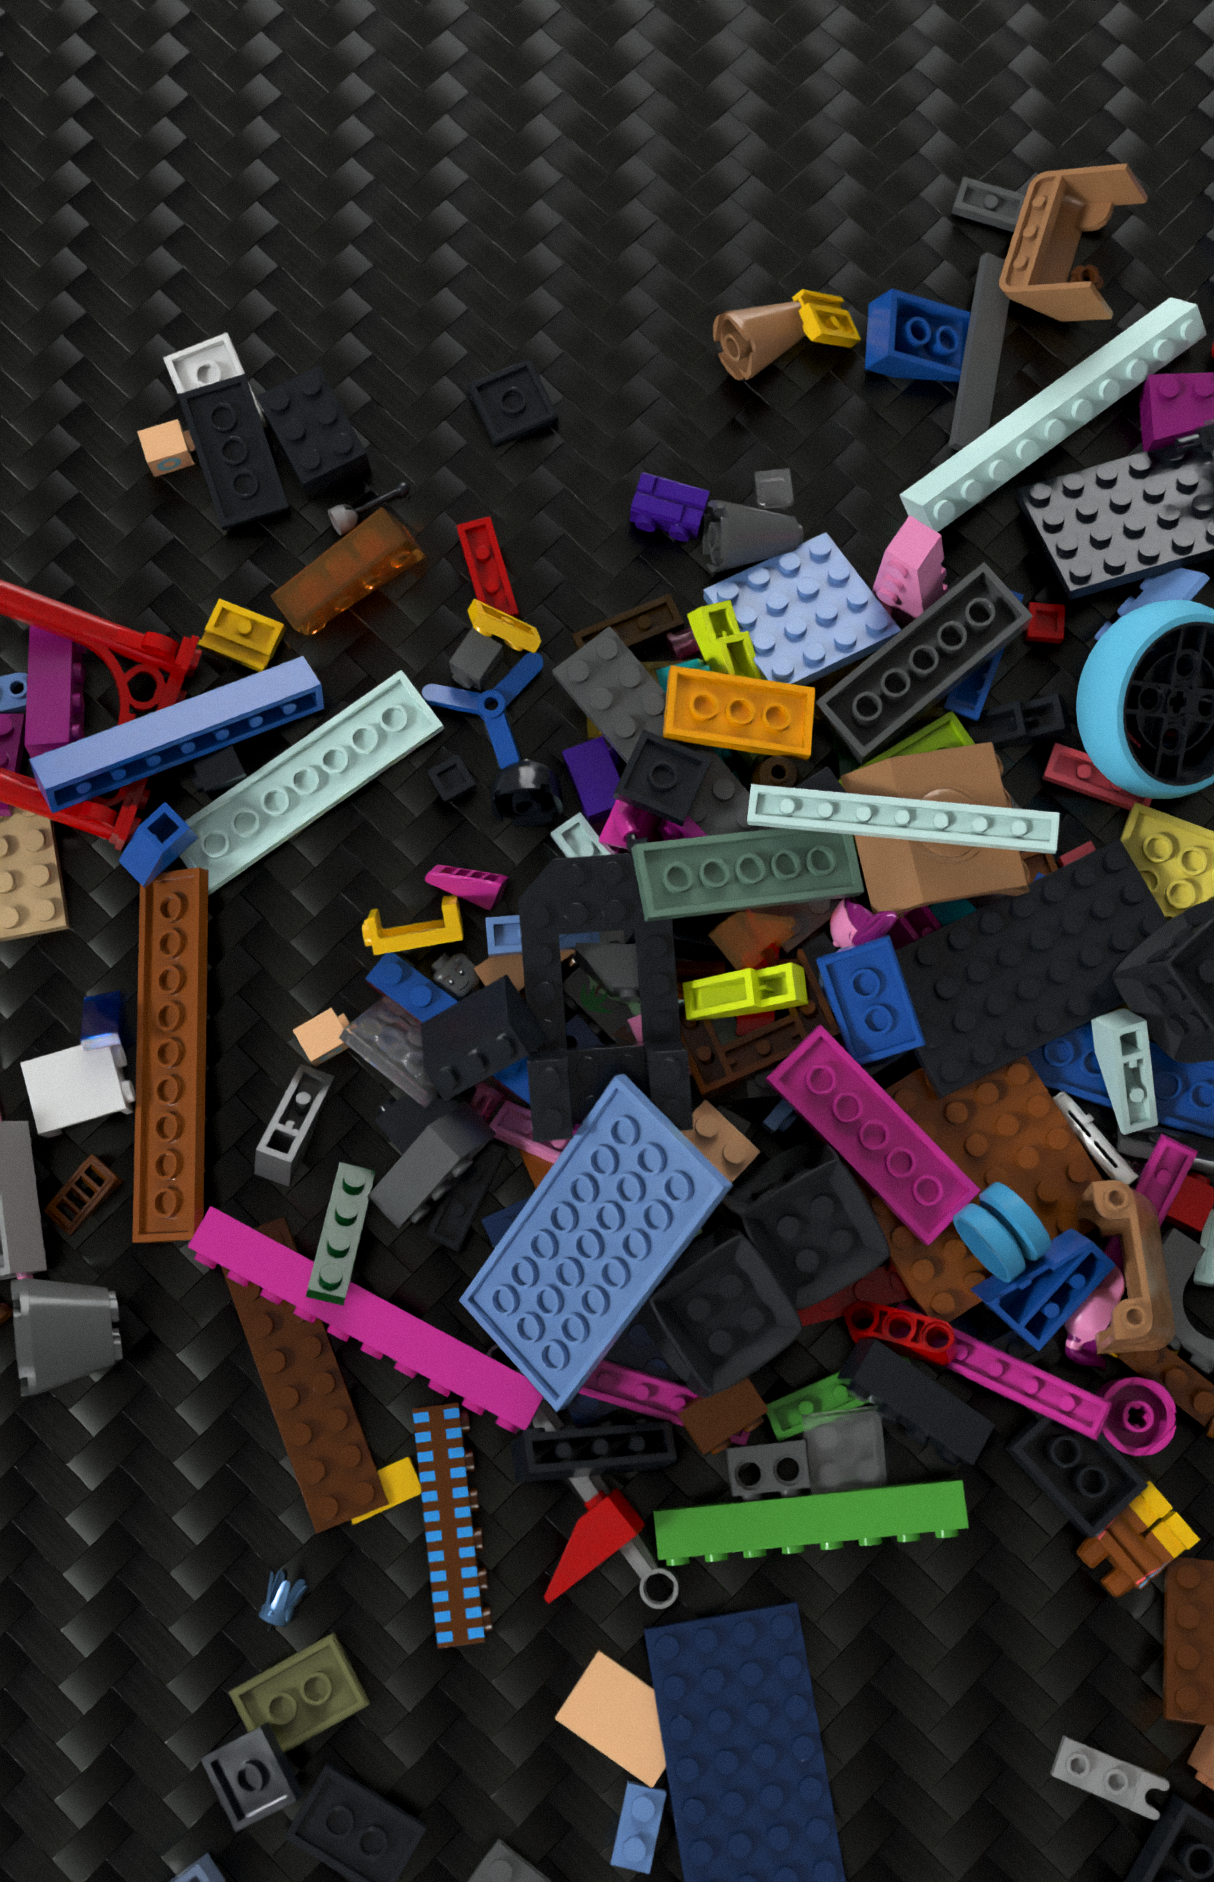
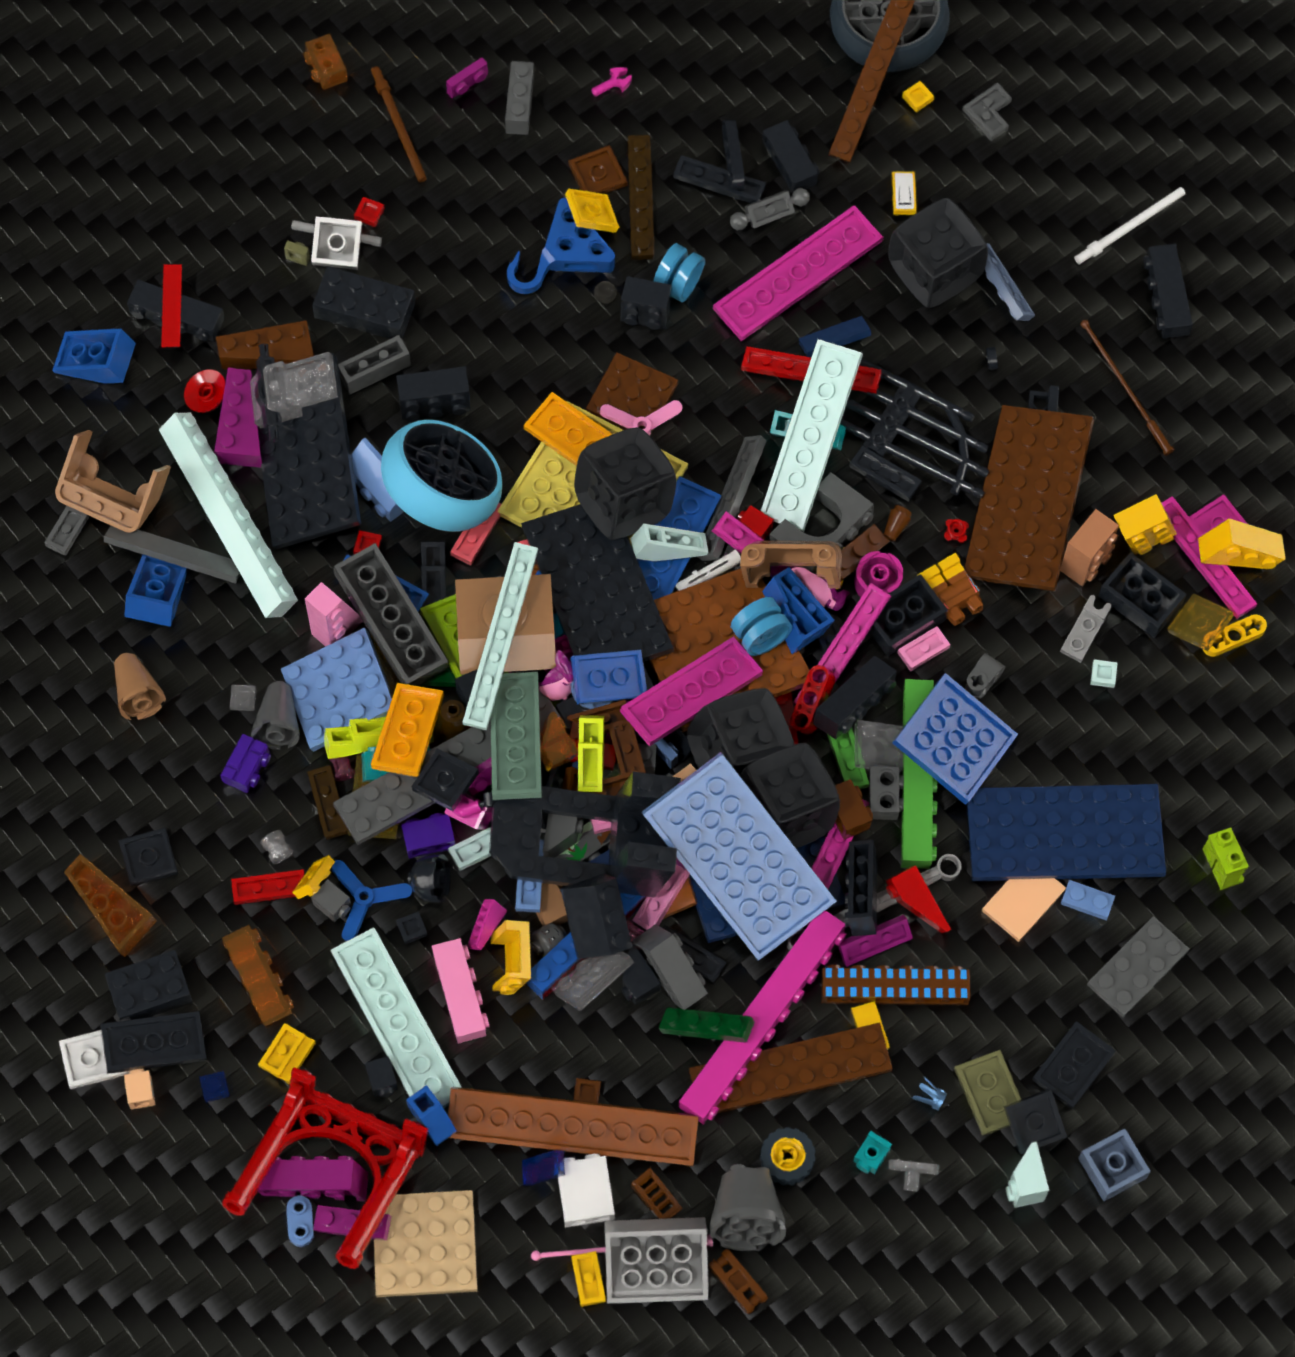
camera: 85 degrees left, 10 degrees down
(139, 1390) = (789, 1170): none -> black wheel
(150, 1774) = (1028, 1180): none -> light aqua slope
(157, 1584) = (912, 1171): none -> clear tile
(176, 734) = (357, 1091): brick -> none
(186, 548) = (214, 1086): none -> clear blue plate
(191, 1516) = (877, 1144): none -> teal brick
(233, 1070) = (587, 1090): none -> reddish brown tile
(292, 1125) = (631, 1054): dark grey slope -> none
(321, 1036) = (574, 1028): light nougat brick -> none
(345, 517) = (213, 976): hinge -> none
(362, 861) = (459, 990): none -> bright pink brick
(429, 358) = (113, 908): none -> clear orange wedge
(530, 1499) = (888, 935): none -> magenta plate
(548, 570) = (276, 847): none -> clear wheel
(825, 319) = (133, 643): yellow plate -> none
(872, 1575) = (955, 738): none -> plate
(997, 1612) = (984, 676): none -> dark grey piece
(1026, 1505) = (923, 648): none -> bright pink plate
(1034, 1817) = (1103, 673): none -> light aqua plate
(1090, 272) = (128, 484): reddish brown plate -> none

